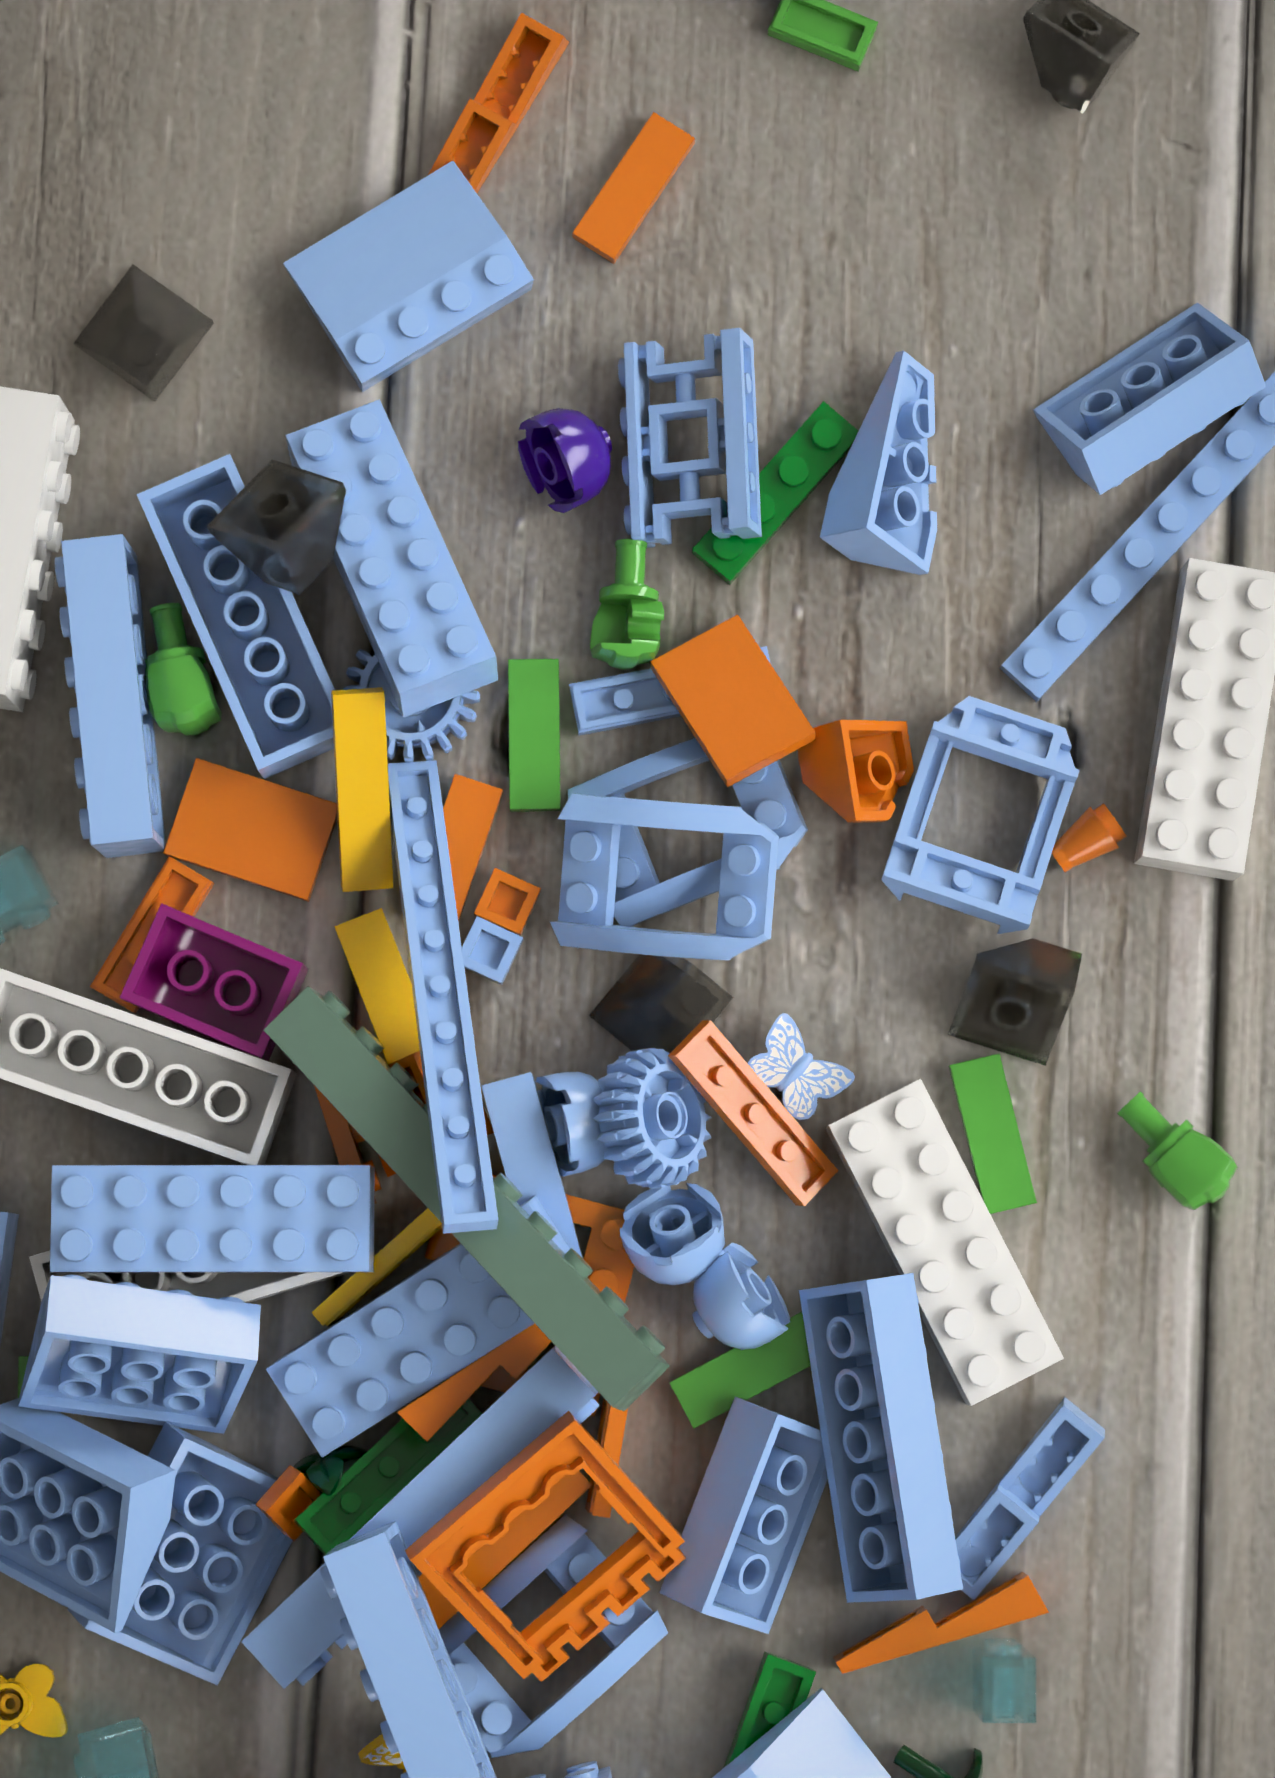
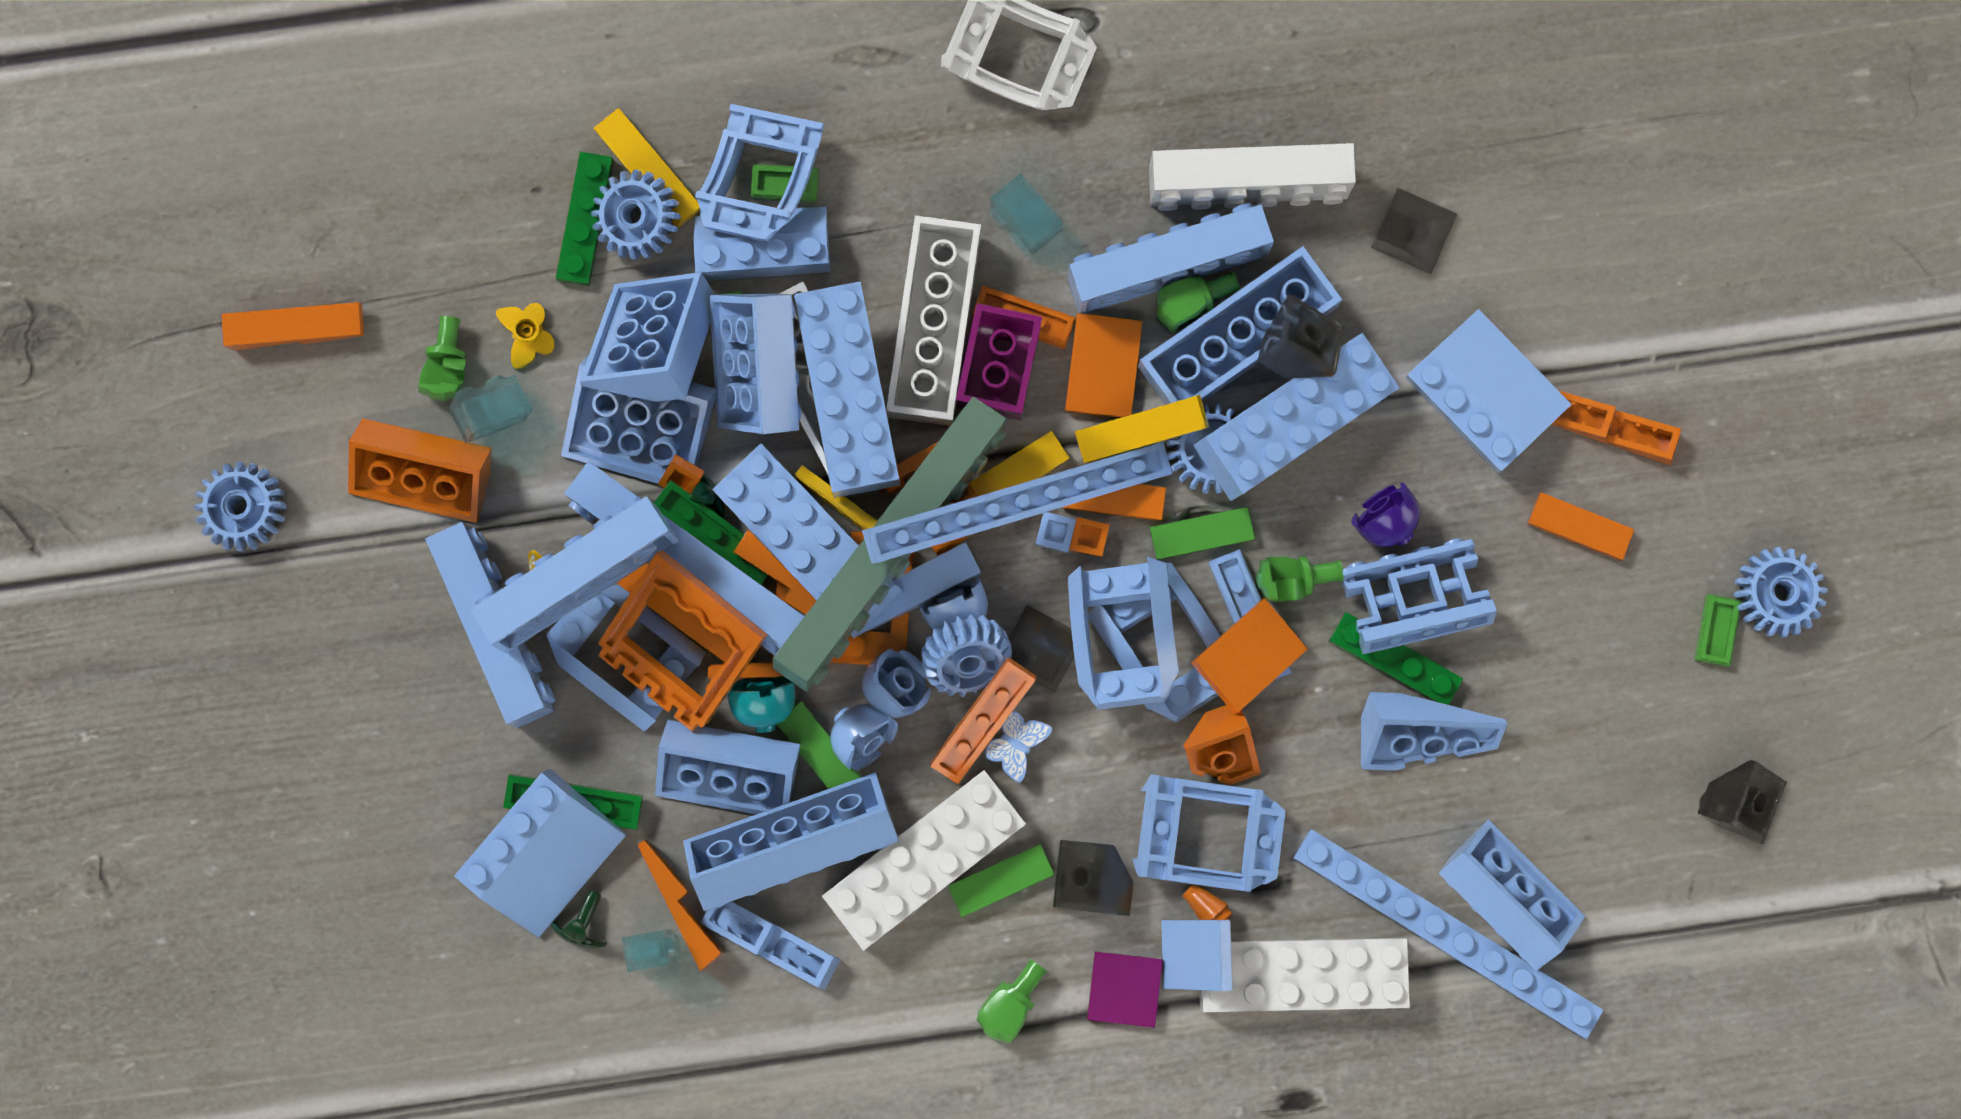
camera: 80 degrees right, 0 degrees up
(662, 1441) = (762, 702): none -> teal cylinder
(1160, 864) = (1197, 955): none -> light blue tile
(1184, 983) = (1124, 989): none -> magenta tile

